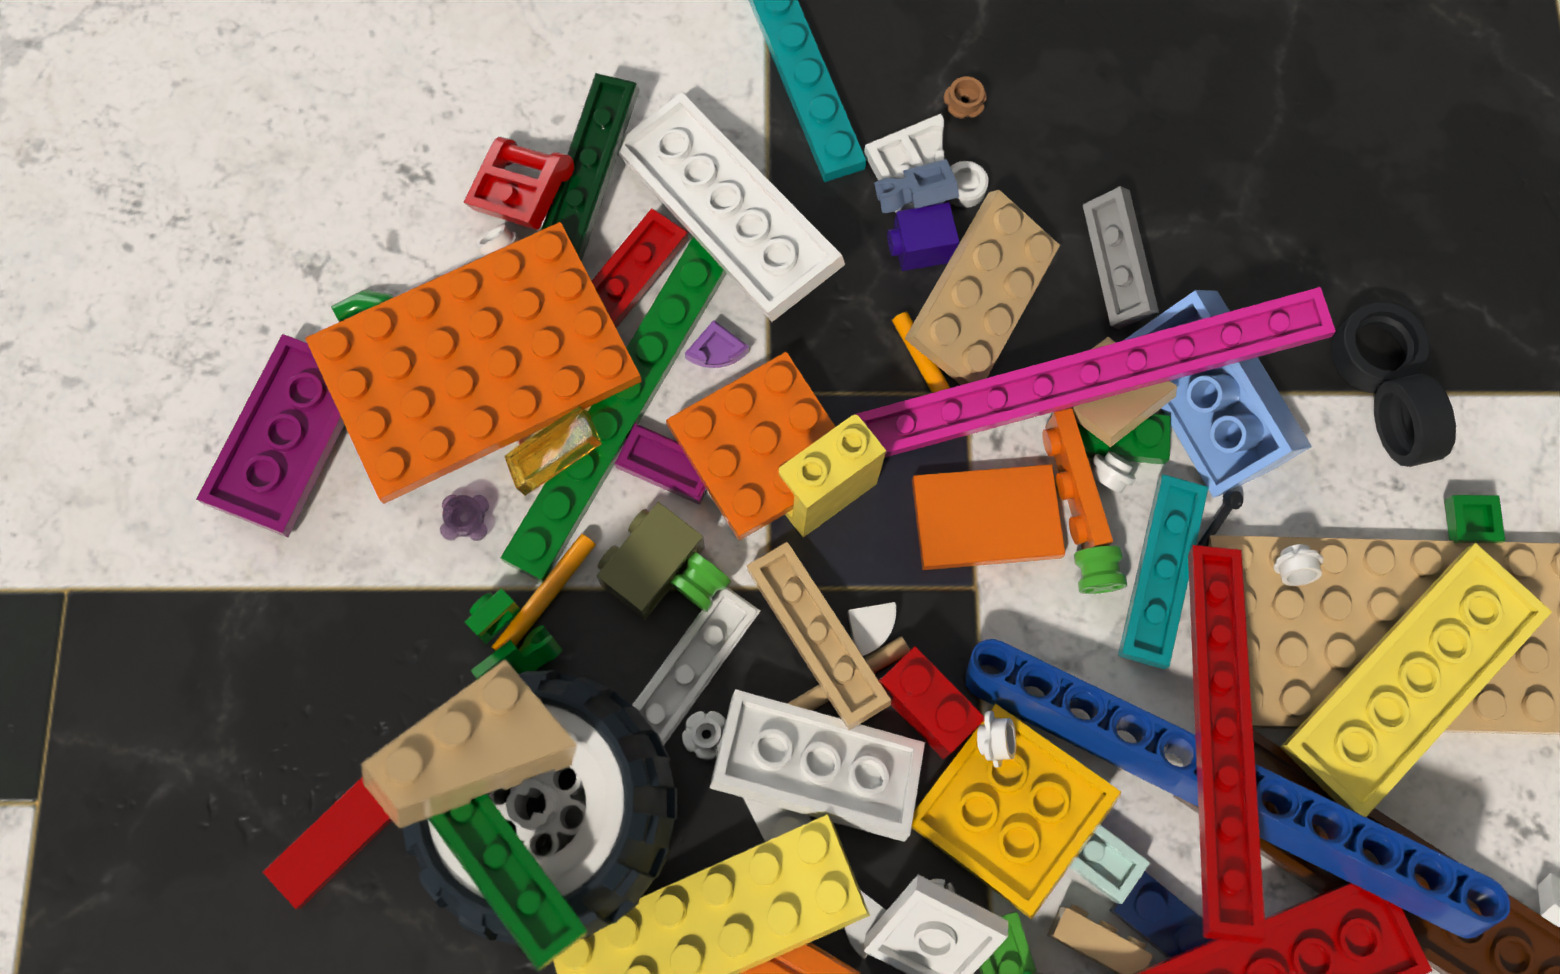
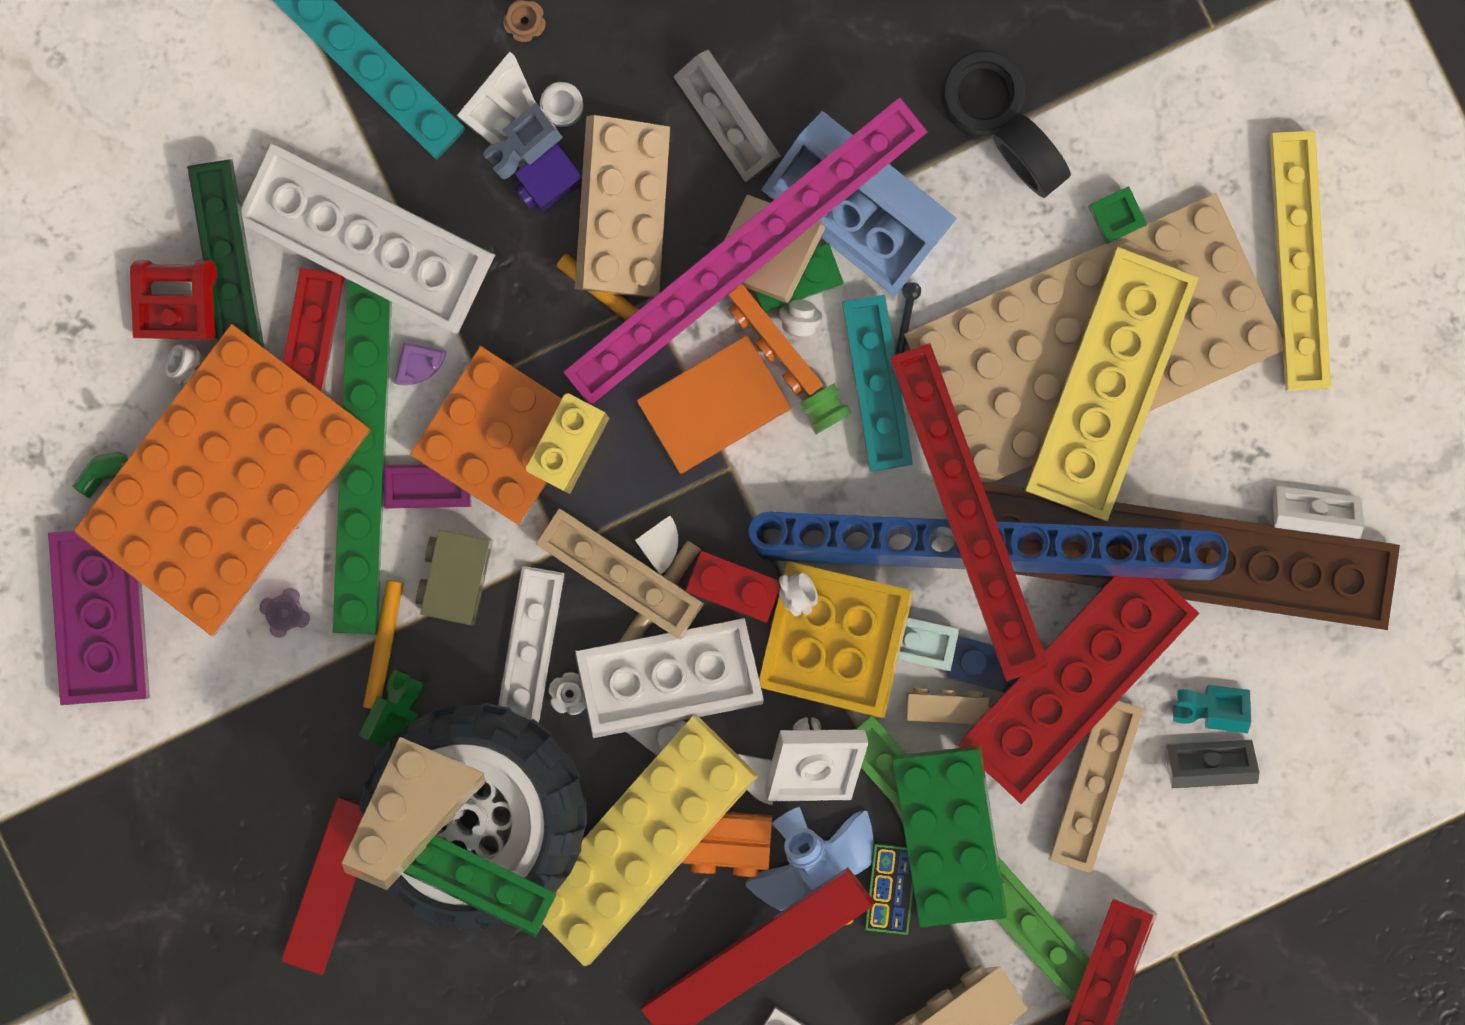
camera: 25 degrees left, 15 degrees up
(491, 614) = (350, 682): green plate -> none
(552, 450) = (328, 524): clear yellow tile -> none
(700, 581) = (504, 576): bright green wheel -> none
(1298, 565) = (982, 332): white plate -> none

